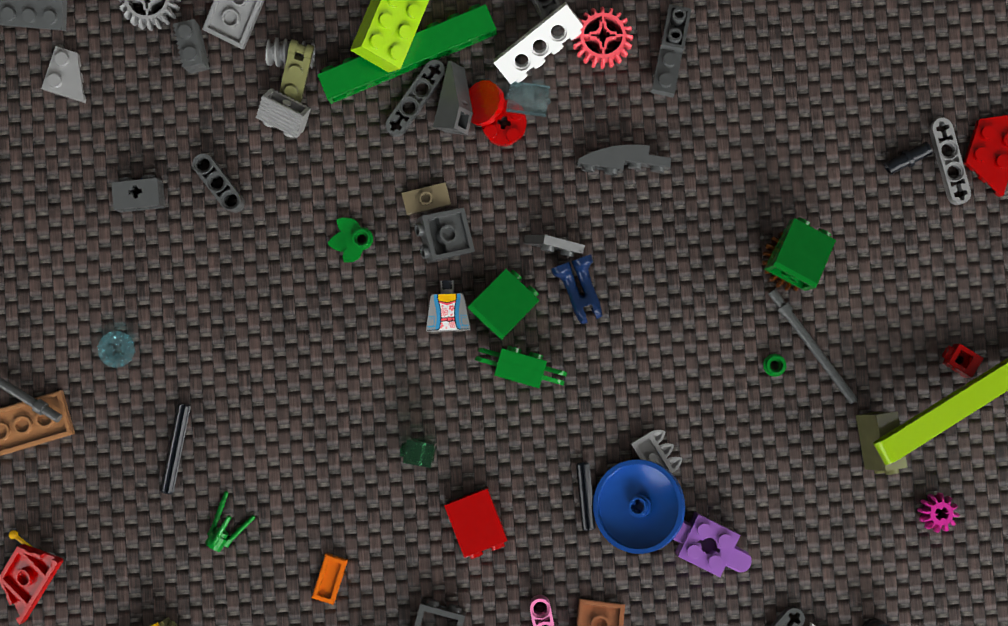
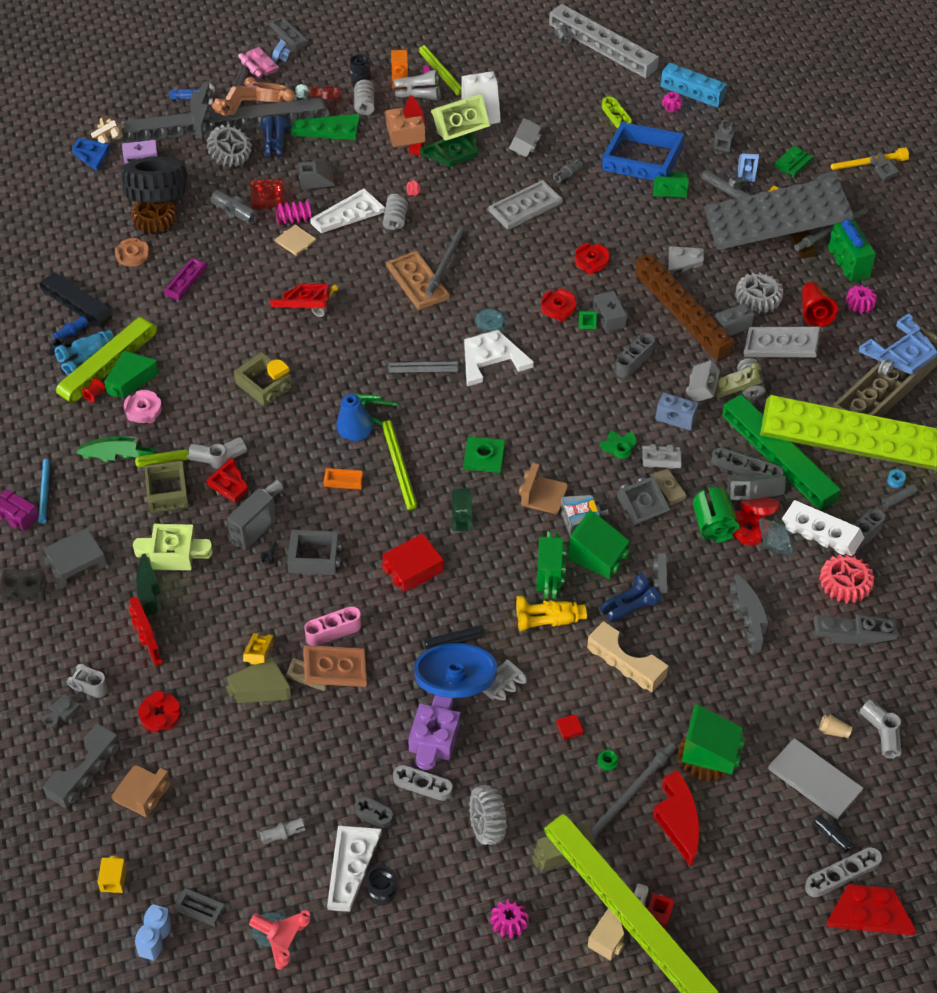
camera: 75 degrees right, 35 degrees down
(26, 187) = (595, 264): none -> red plate
(122, 258) = (558, 312): none -> red plate
(143, 225) = (587, 319): none -> green slope
(151, 101) = (684, 307): none -> reddish brown brick
(164, 360) = (491, 349): none -> white wing
(250, 550) = (353, 419): none -> blue cone
(320, 158) = (676, 411): none -> sand blue brick
(324, 508) = (399, 465): none -> lime axle
(346, 400) = (487, 463): none -> green piece
(389, 198) = (661, 456): none -> light grey plate
(405, 348) = (541, 492): none -> medium nougat bracket
(487, 159) = (725, 515): none -> green cylinder
(579, 370) = (555, 613): none -> yellow piece
(677, 293) = (645, 671): none -> tan arch
(724, 395) = (569, 727): none -> red tile
(745, 578) = (410, 772): none -> light grey beam
(785, 114) = (833, 726): none -> tan cone
(812, 62) = (889, 735): none -> light grey piece
(831, 512) = (487, 814): none -> light grey gear
(839, 154) = (815, 778): none -> light grey tile
(860, 309) = (679, 816): none -> red slope
(932, 370) = (642, 892): none -> white hand
(981, 422) = (607, 936): none -> tan slope

